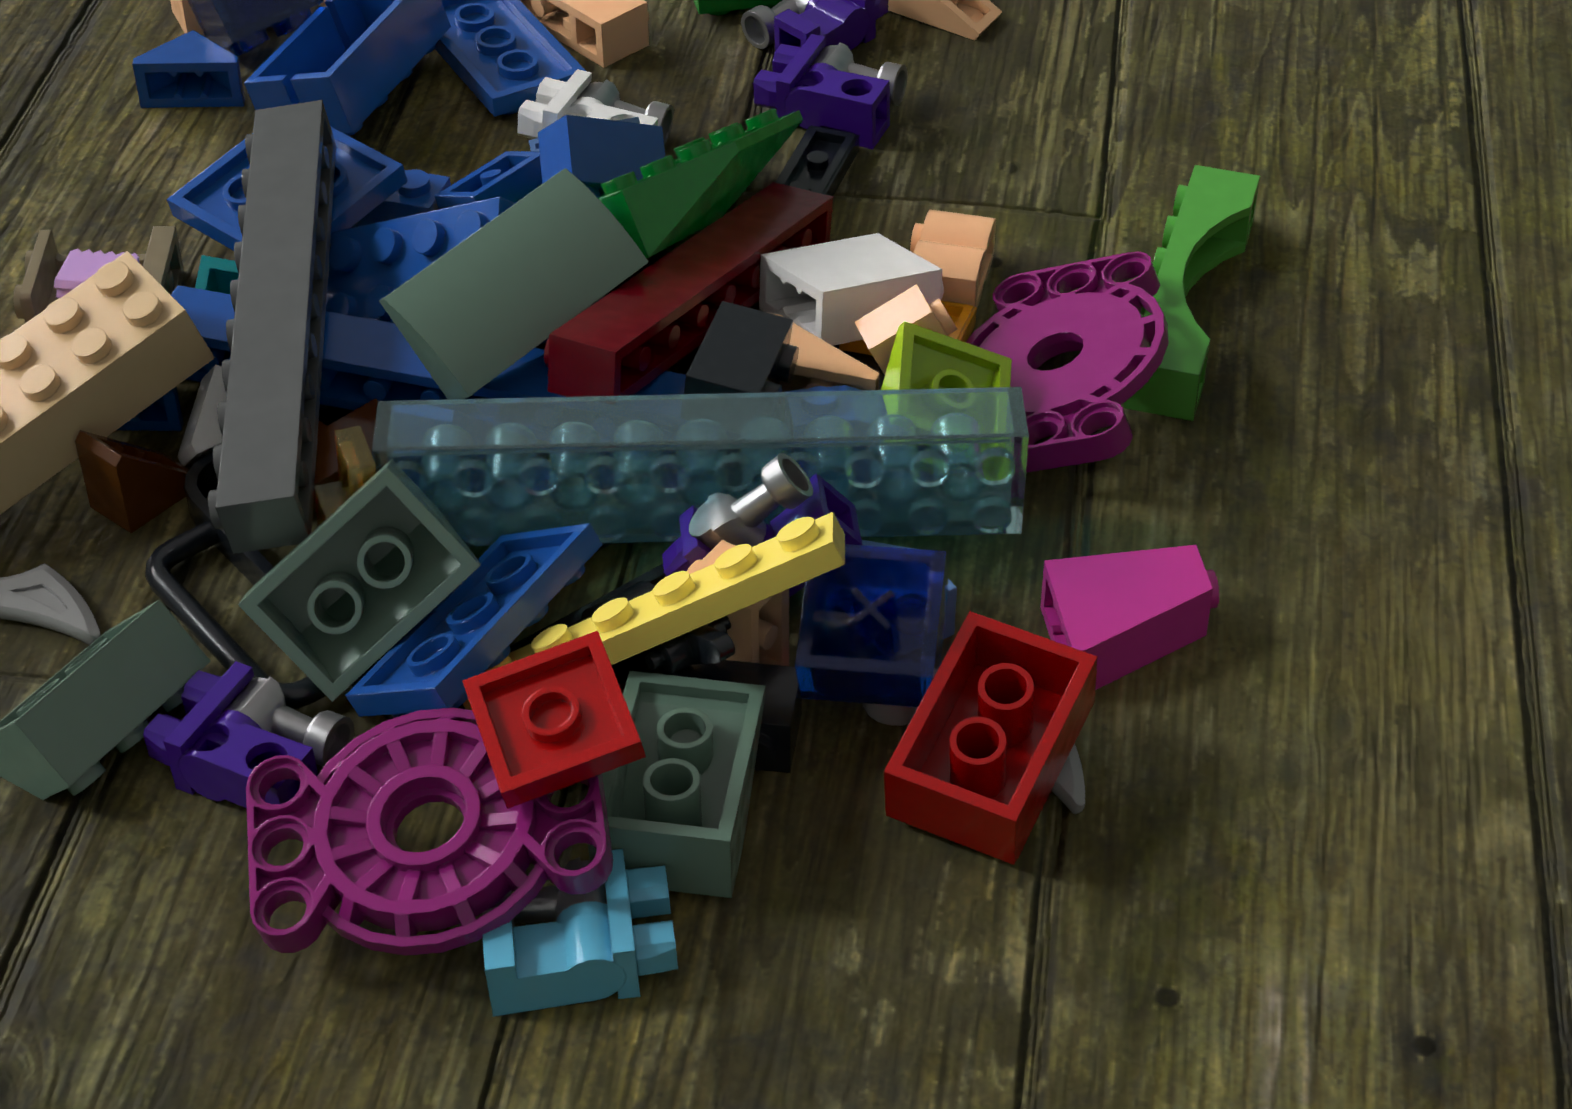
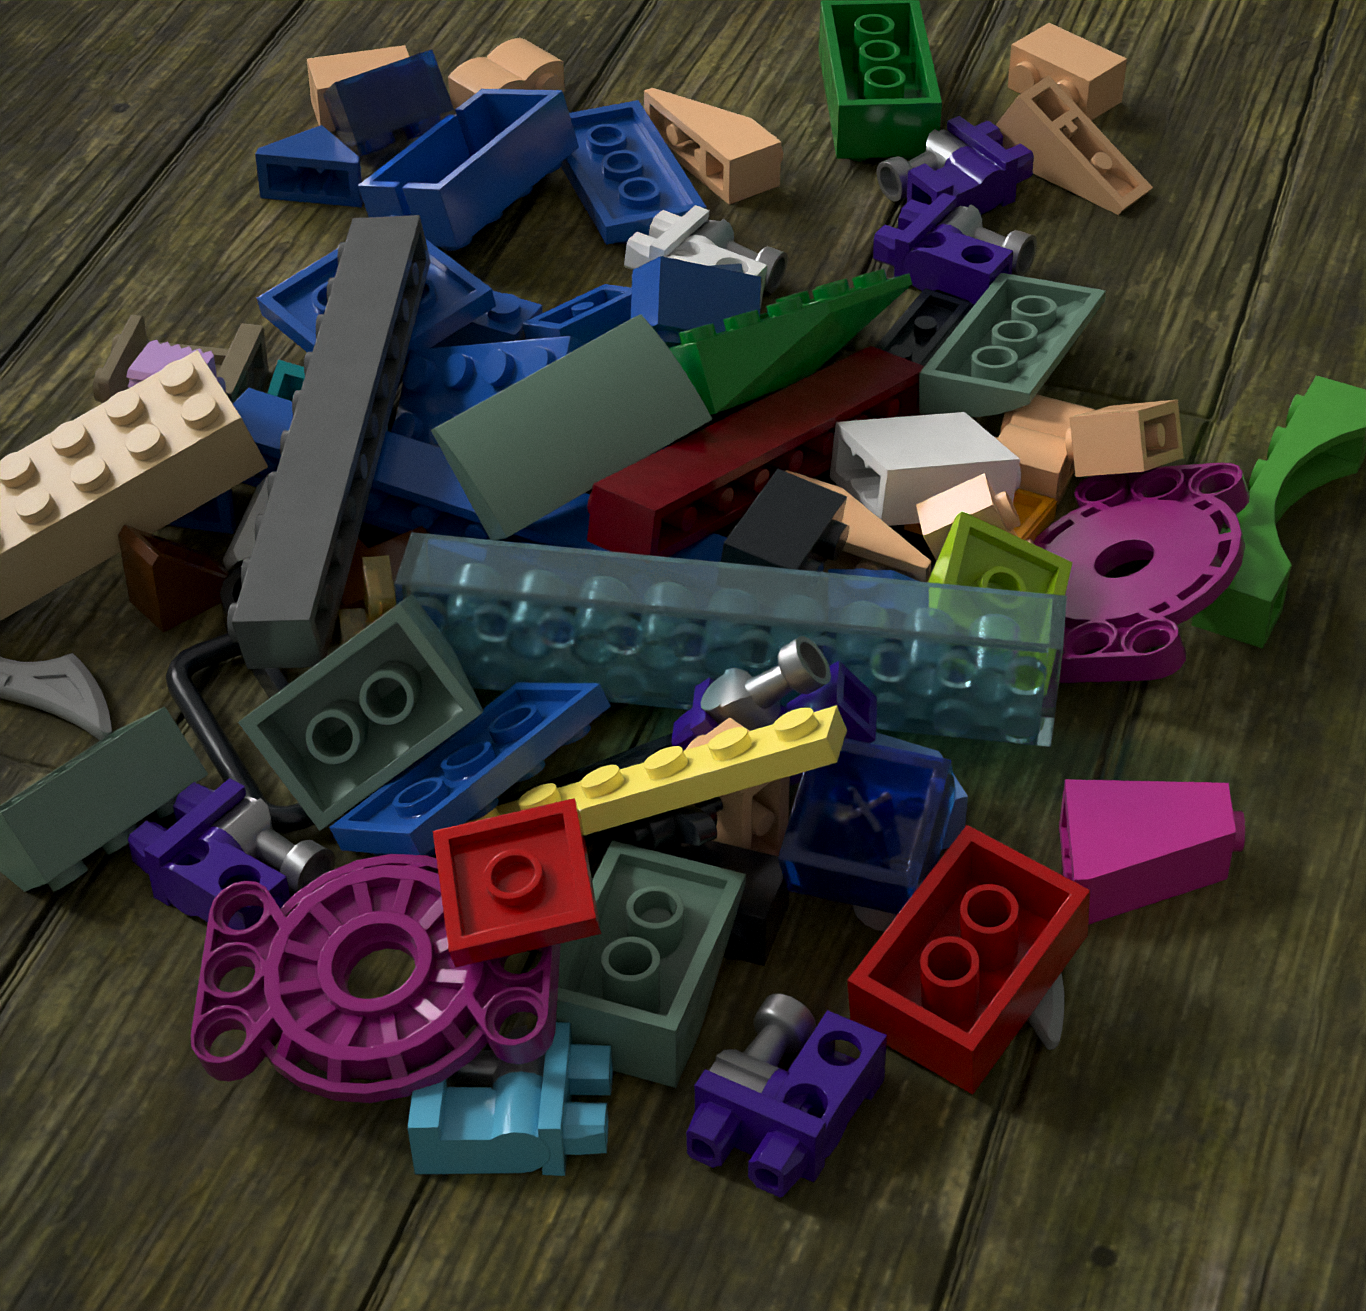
camera: 10 degrees right, 0 degrees up
(837, 909) = (780, 1115): none -> dark purple hips
(902, 169) = (1006, 346): none -> sand green slope
(1031, 241) = (1125, 438): none -> light nougat brick

